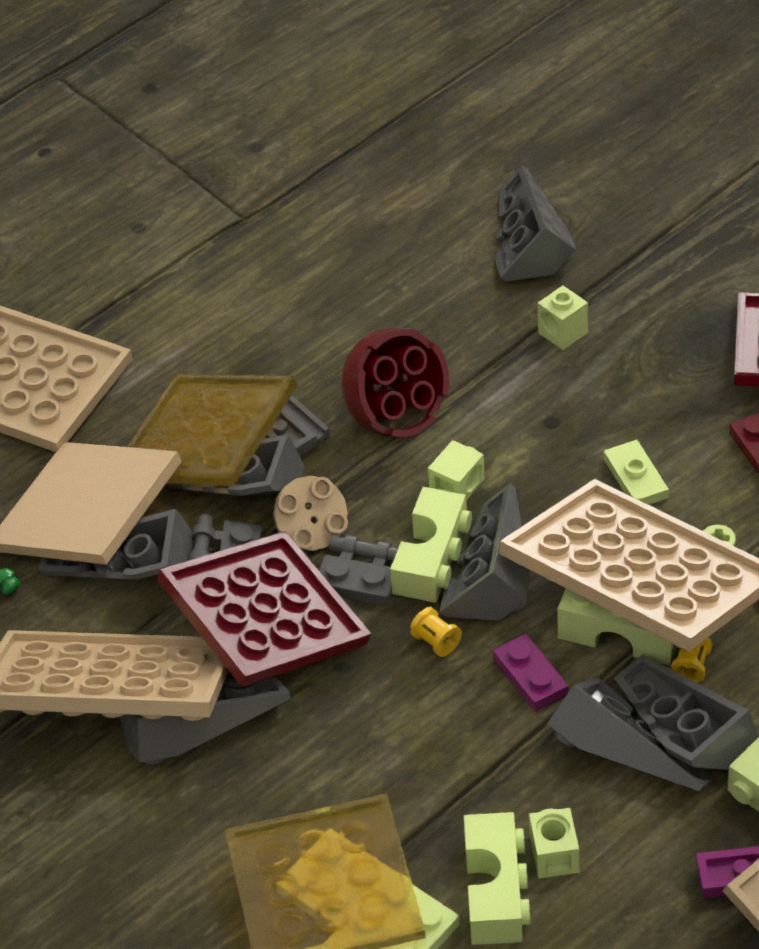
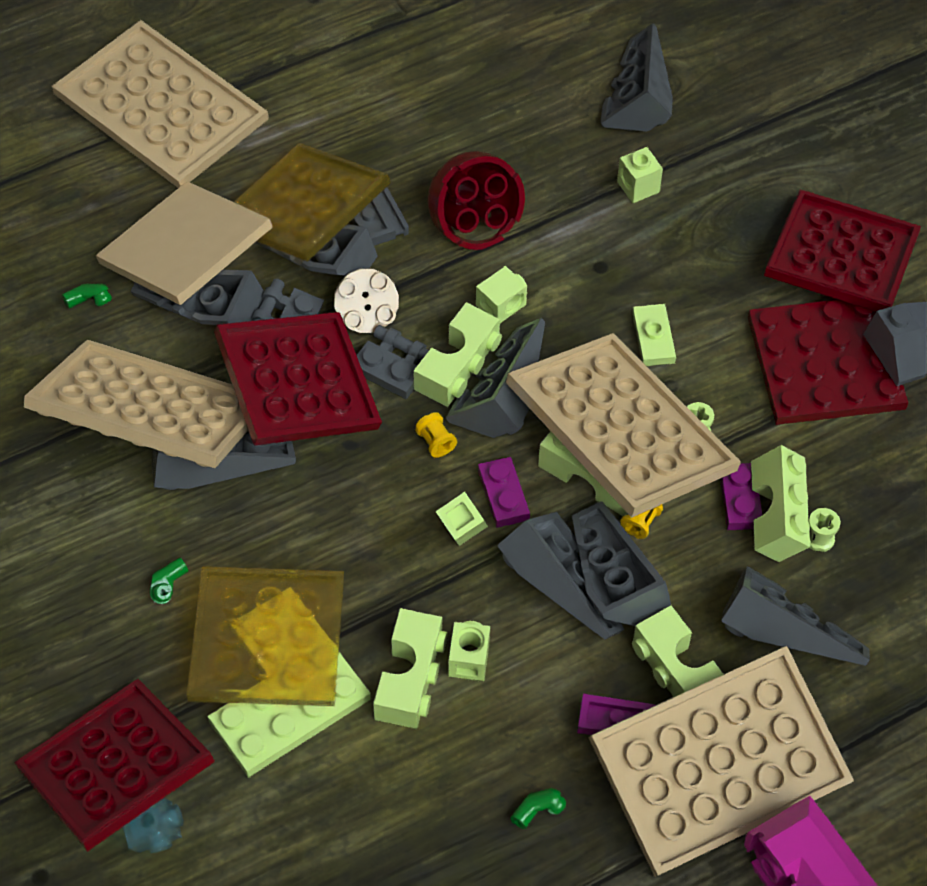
camera: 10 degrees right, 10 degrees up
(181, 858) = (163, 580): none -> green arm
(497, 707) = (461, 518): none -> yellowish green brick

